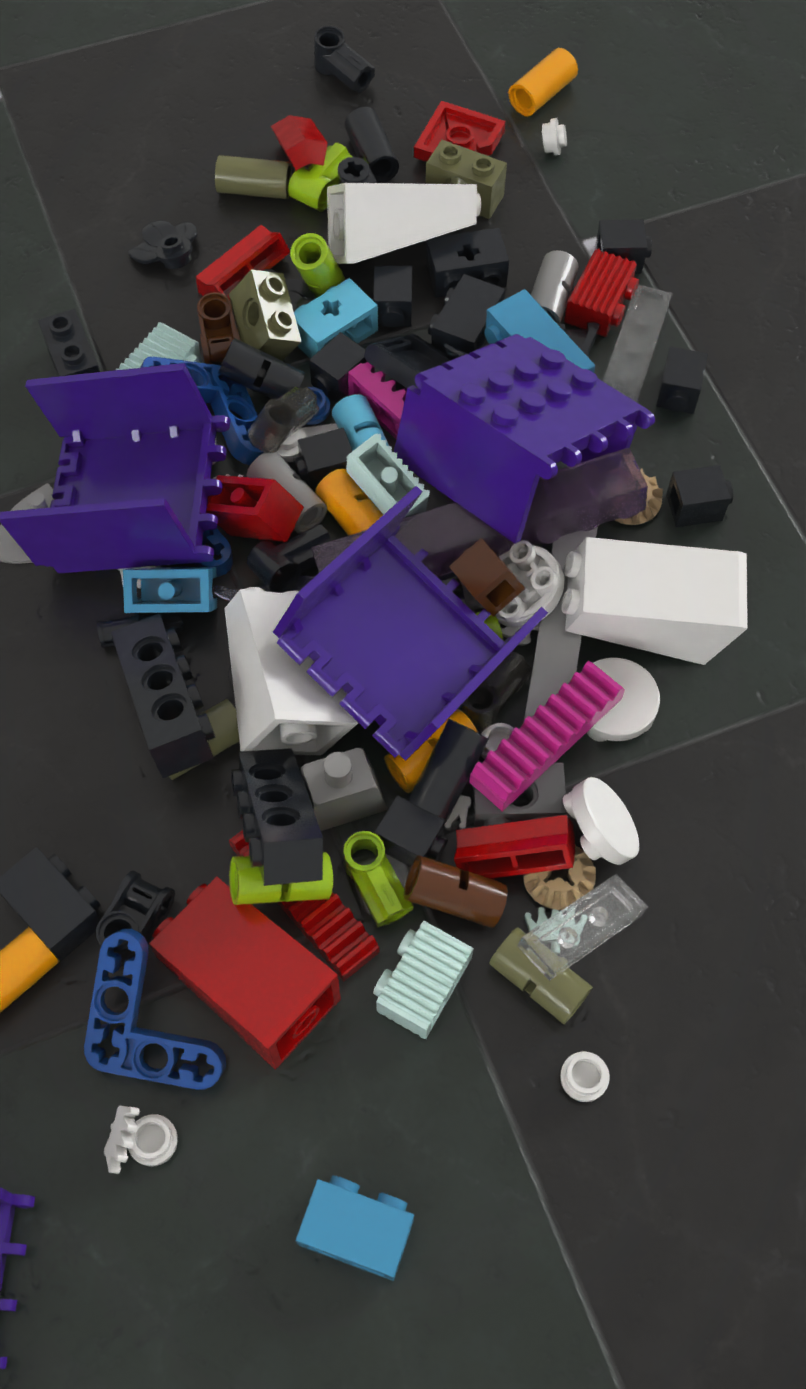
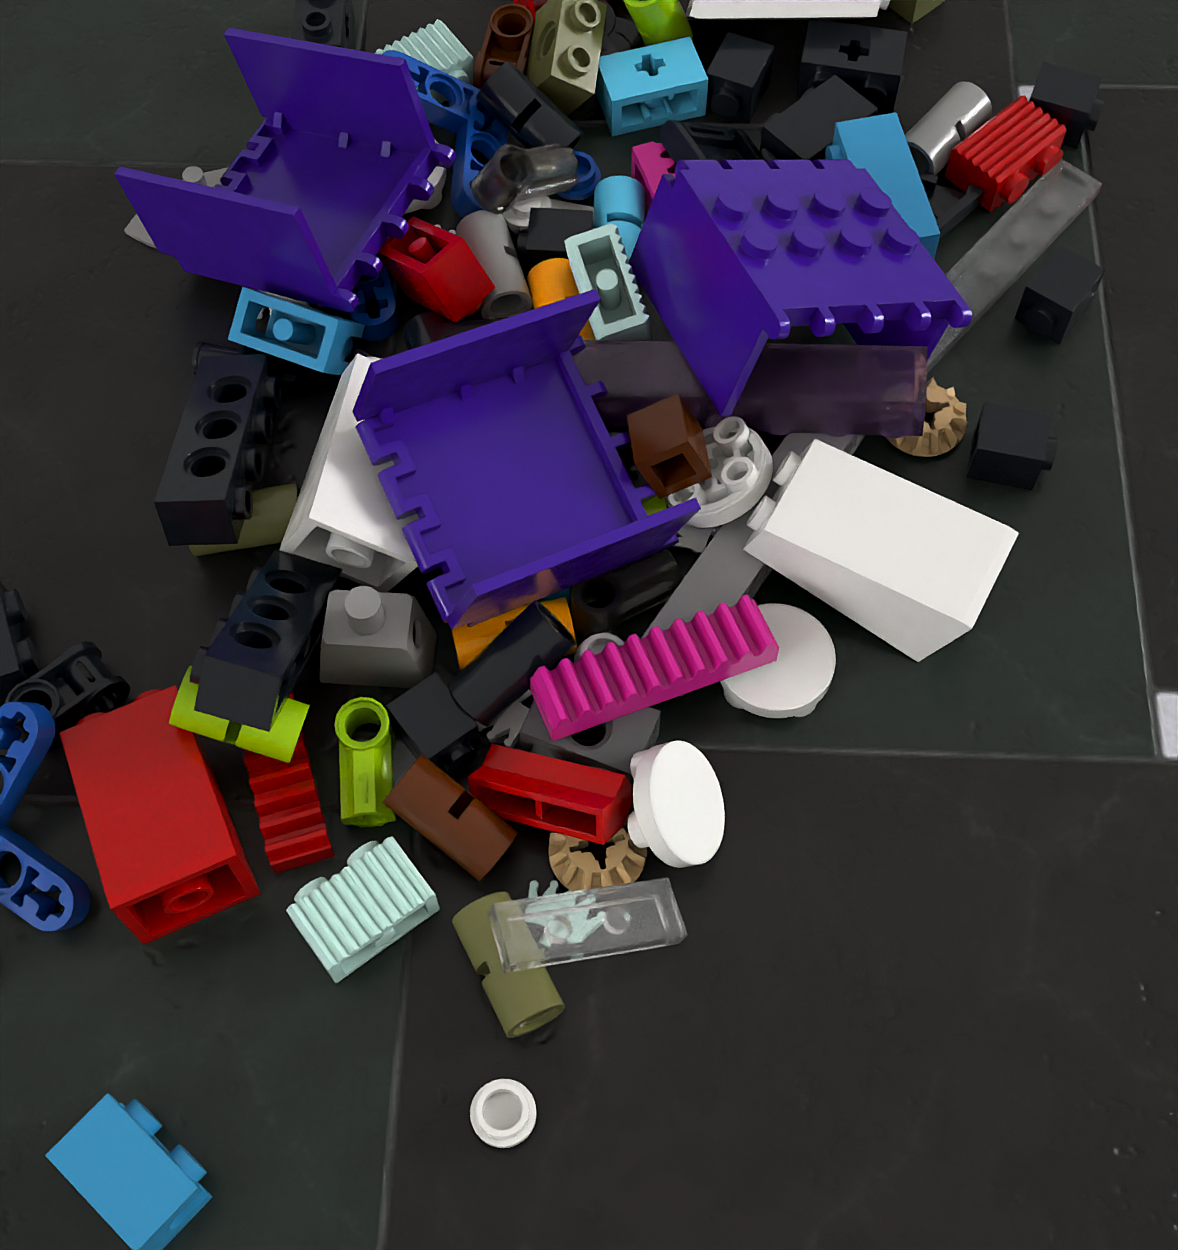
camera: 25 degrees right, 0 degrees up
(331, 366) = (620, 131): black brick -> none

